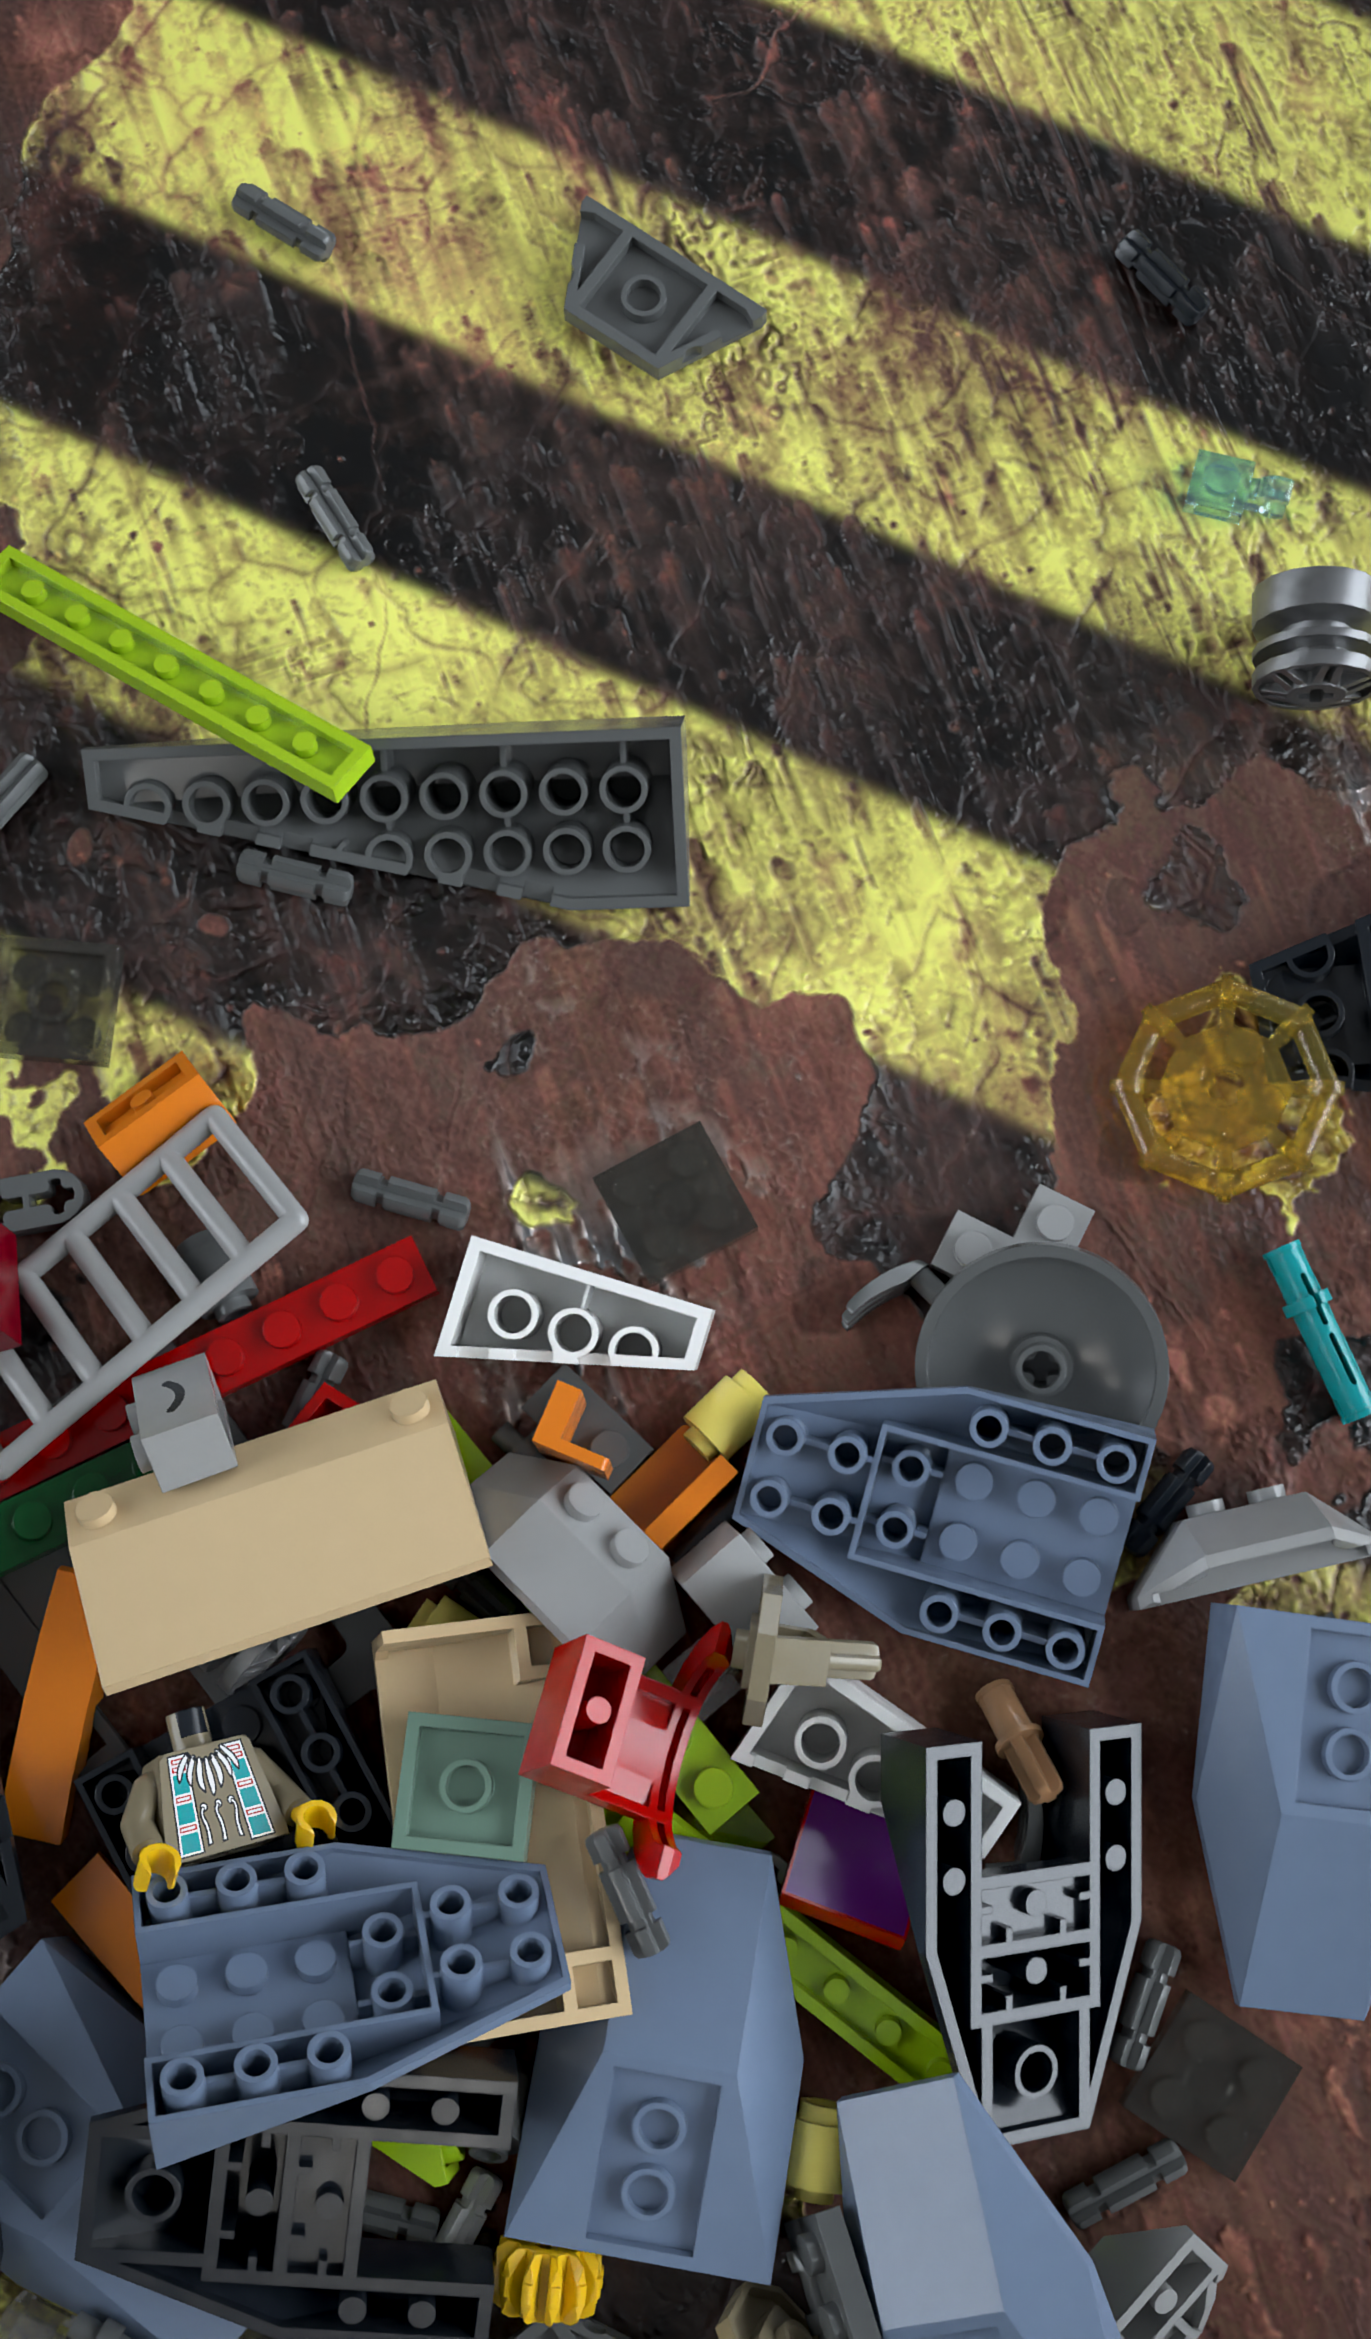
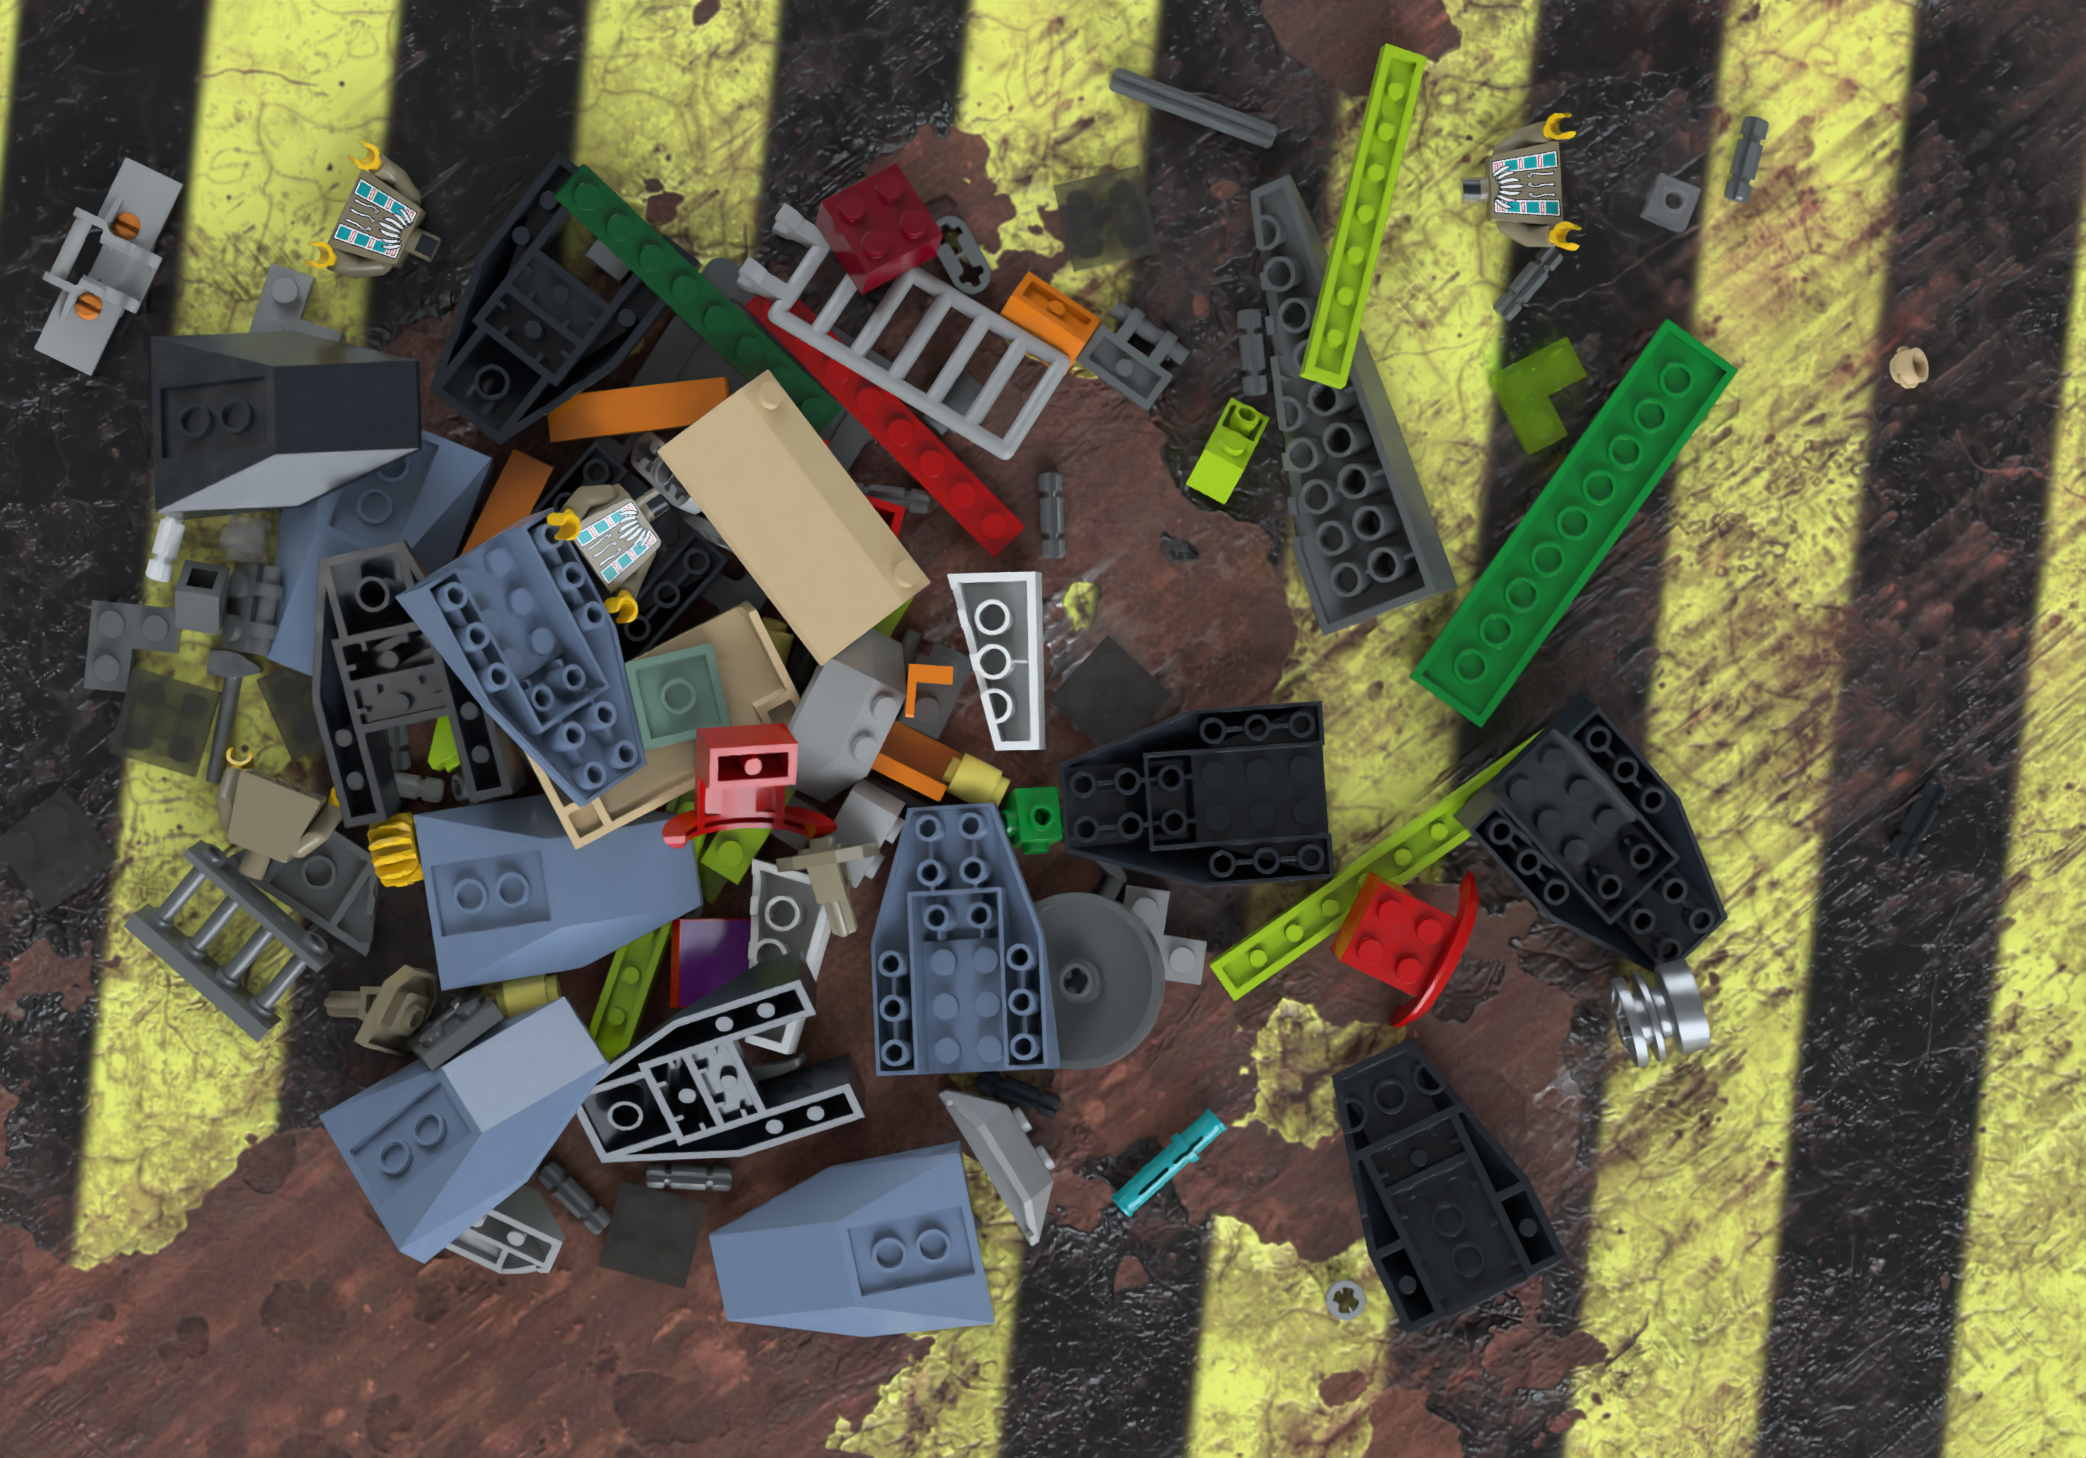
camera: 70 degrees right, 10 degrees up
(146, 1705) = (658, 472): none -> light grey beam
(180, 1424) = (844, 425): light grey brick -> none
(214, 477) = (1525, 186): none -> torso
(252, 1039) = (1123, 365): none -> dark grey plate
(301, 321) = (1658, 212): none -> clear plate
(409, 945) = (1228, 451): none -> lime slope
(475, 567) = (1525, 392): none -> clear neon green plate
(603, 116) = (1909, 367): none -> tan plate
(627, 1891) = (648, 821): dark grey axle -> none
(650, 298) = (1774, 449): dark grey wing -> none
(657, 562) = (1573, 523): none -> green plate
(802, 1352) = (1033, 818): none -> green brick
(850, 1118) = (1207, 797): none -> black wedge
(1009, 906) = (1328, 904): none -> lime plate
(1019, 1741) = (827, 1042): medium nougat axle -> none
(1061, 647) = (1598, 840): none -> black wedge
(1122, 921) = (1406, 940): none -> red piece
(1225, 488) = (1767, 914): clear light blue plate -> none
(1238, 1054) = (1341, 1050): clear yellow plate -> none

